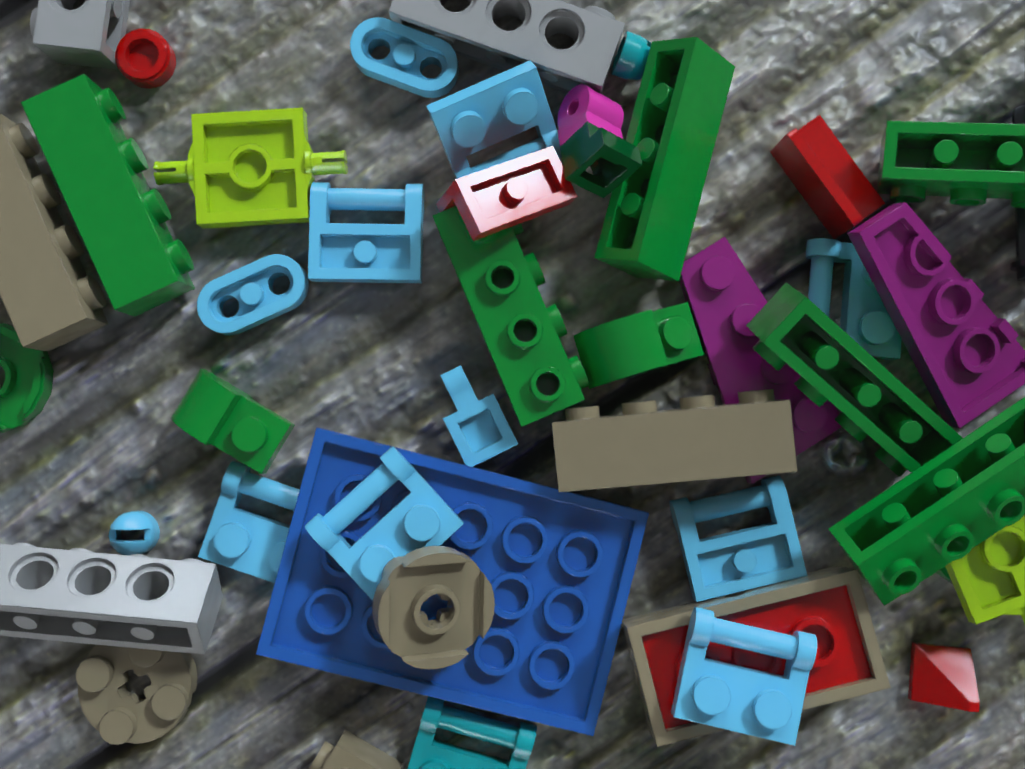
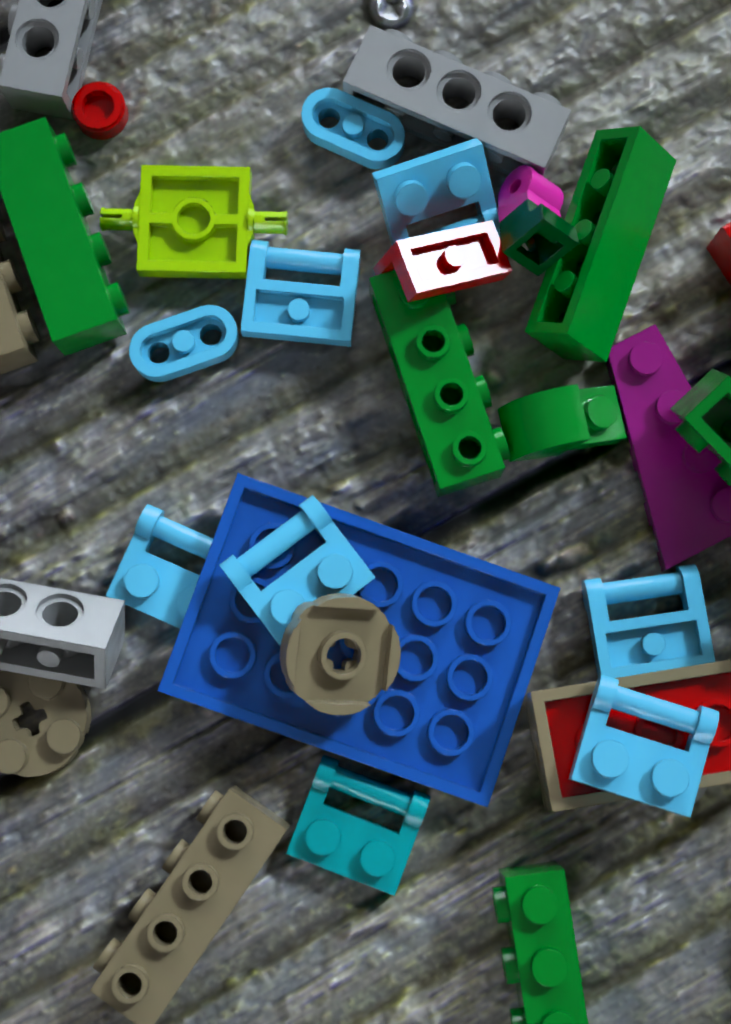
camera: 10 degrees right, 5 degrees down
(134, 521) = (44, 554): medium azure hinge -> none
(231, 421) = (153, 463): green brick -> none
(478, 425) = (395, 488): medium azure plate -> none
(631, 57) = (574, 145): teal hinge -> none
(674, 444) = (590, 517): dark tan brick -> none

